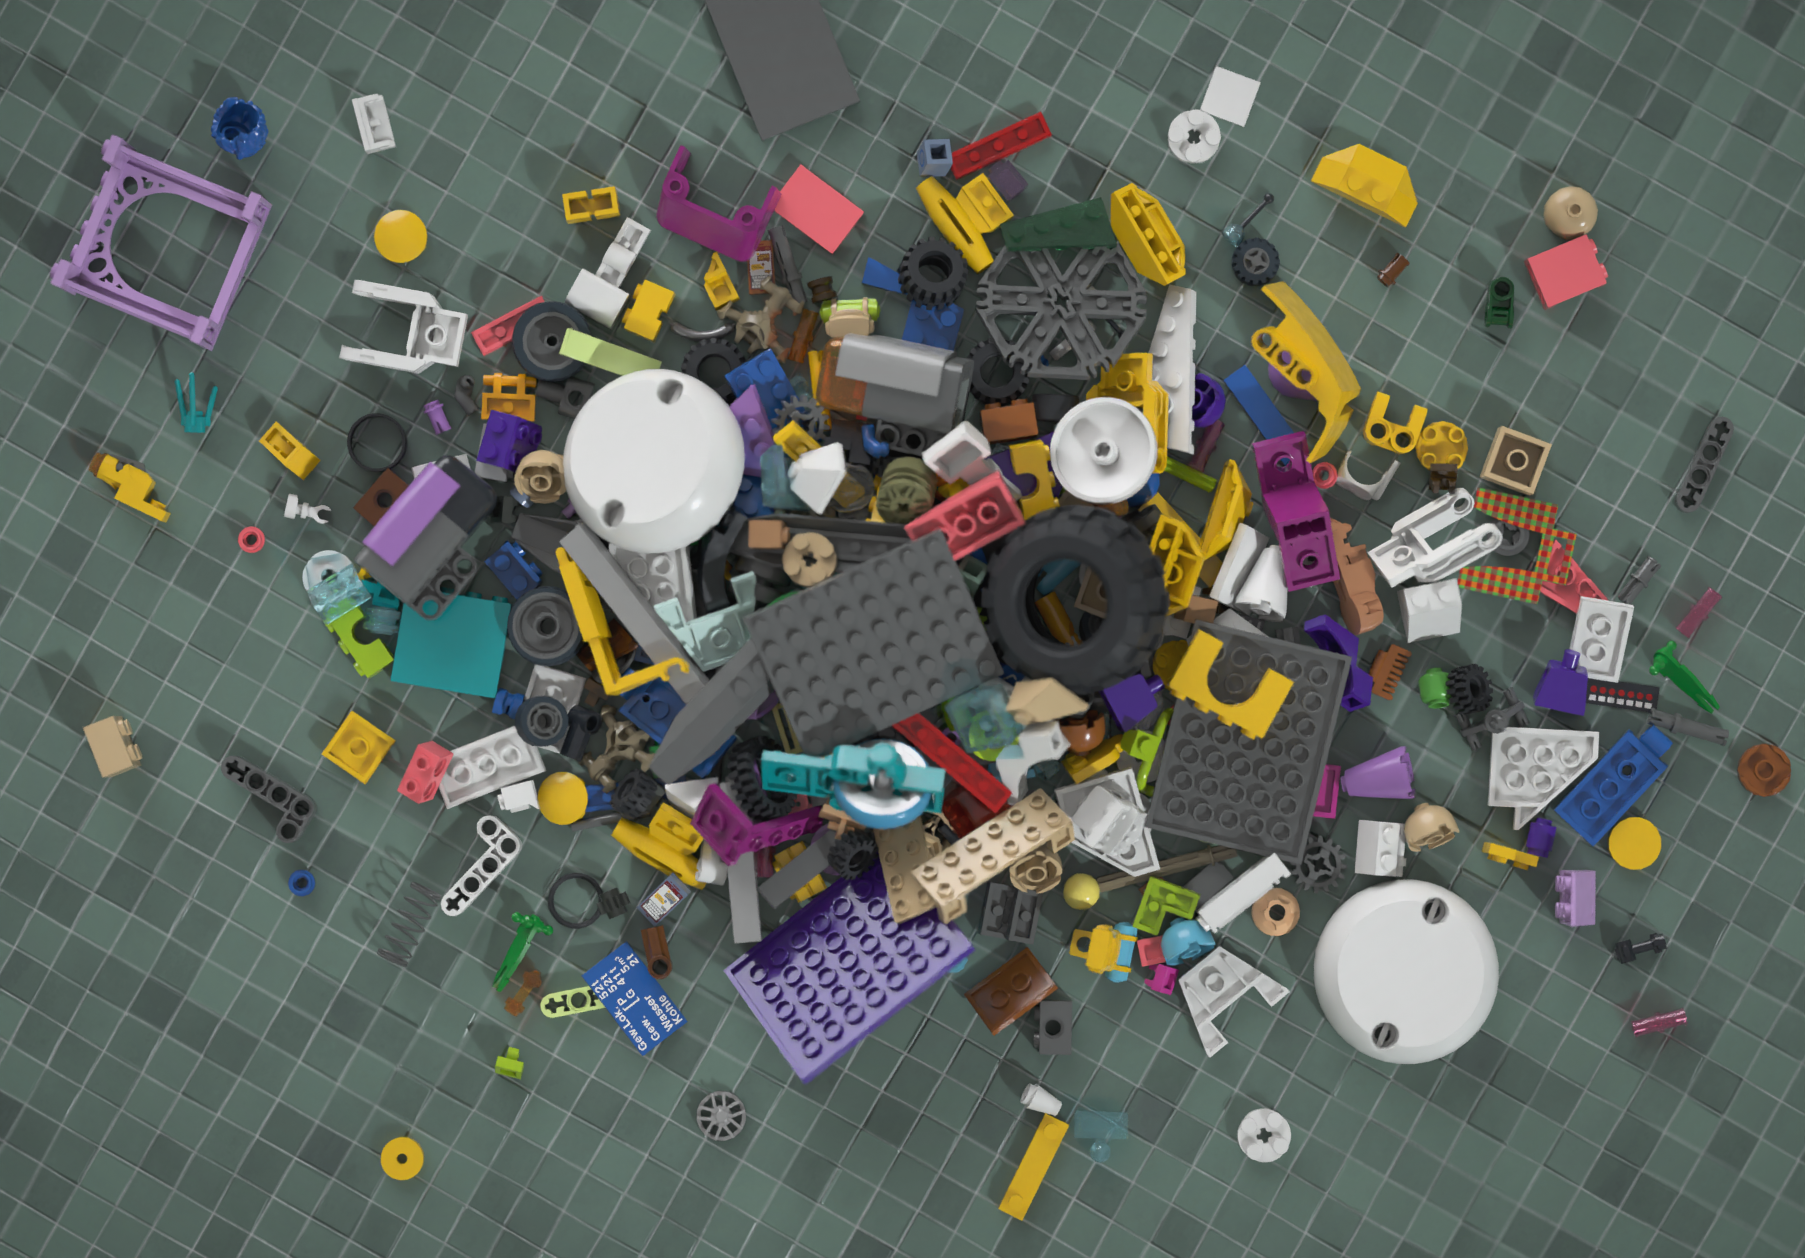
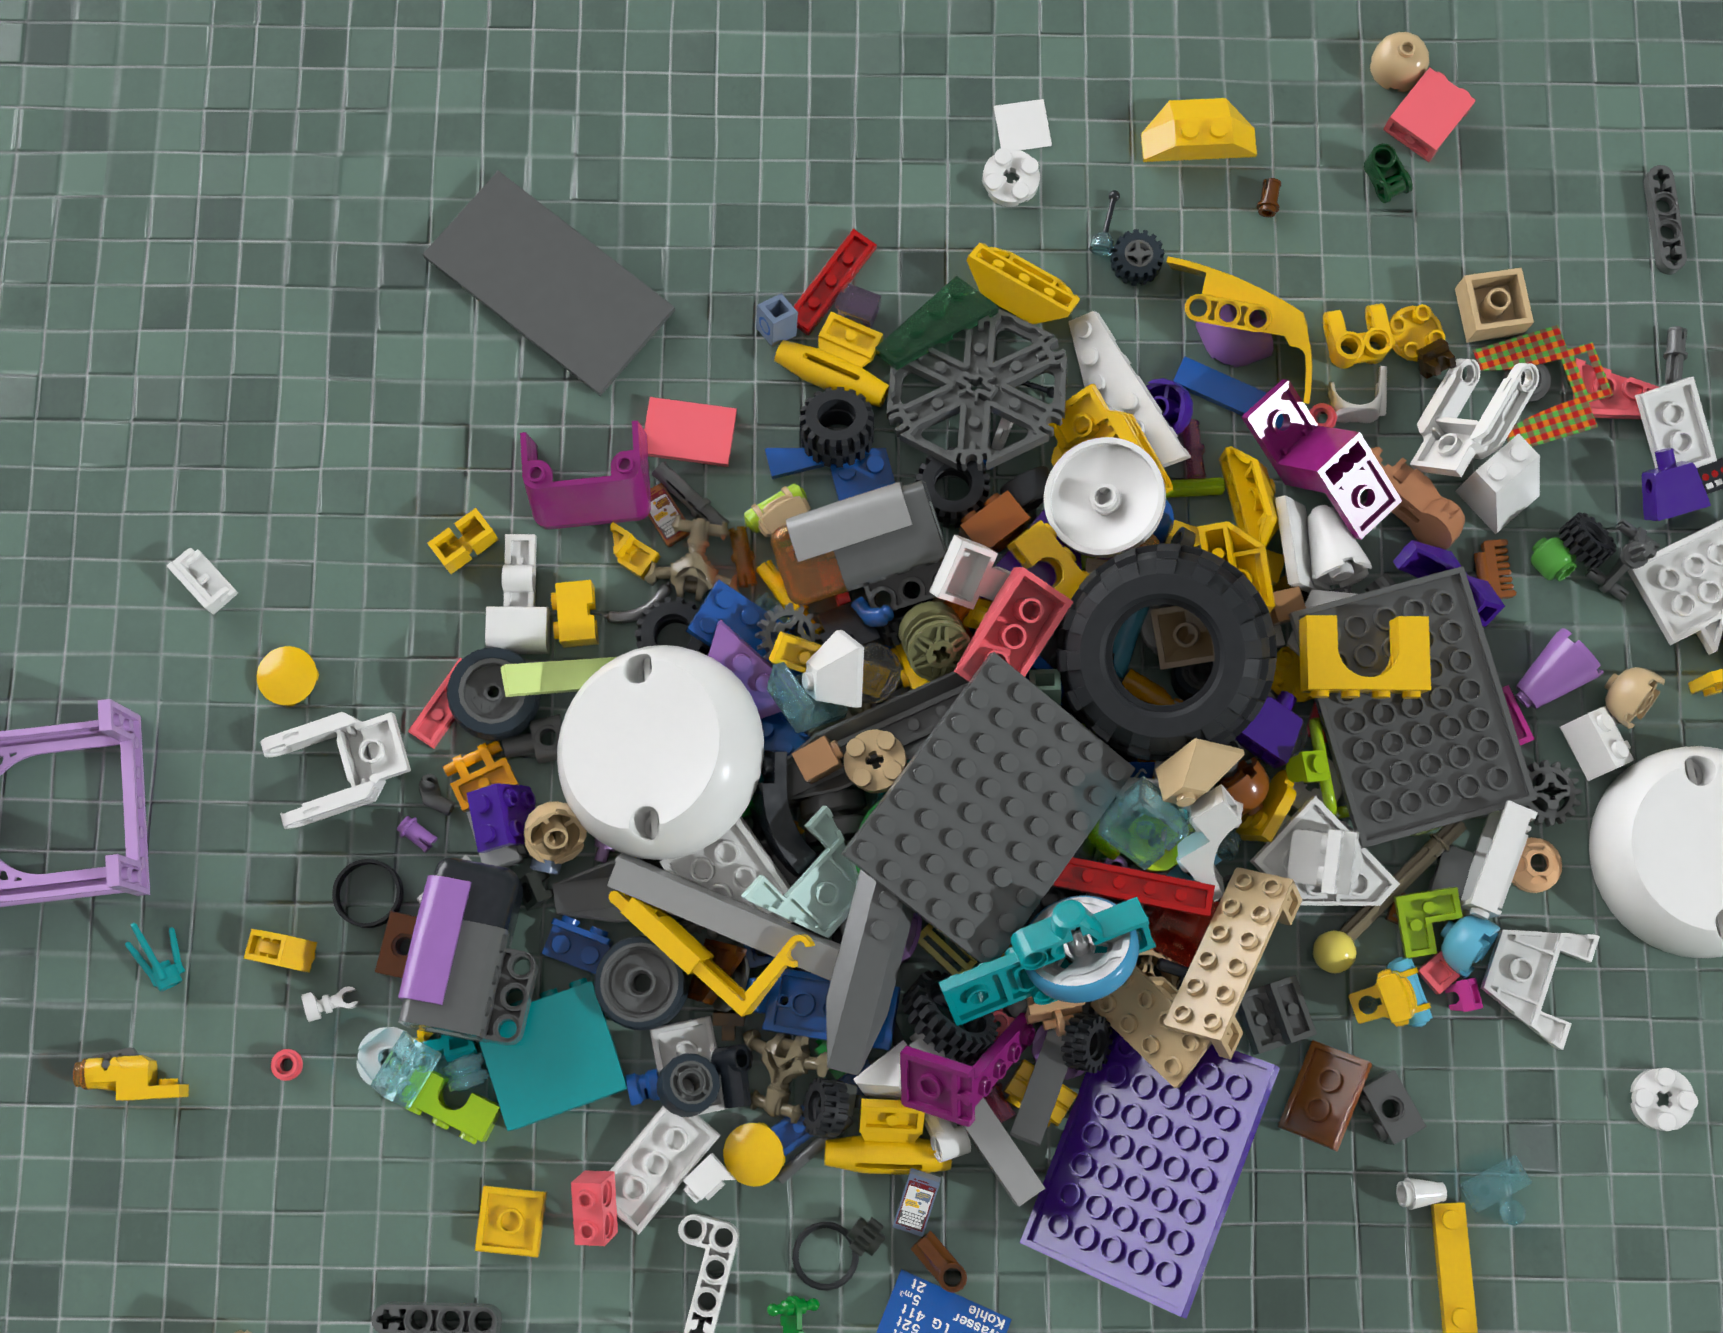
camera: 30 degrees left, 10 degrees down
(239, 127) = (65, 653): blue hair -> none
(822, 289) = (736, 502): dark brown wheel -> none
(1037, 870) = (1283, 955): tan cylinder -> none

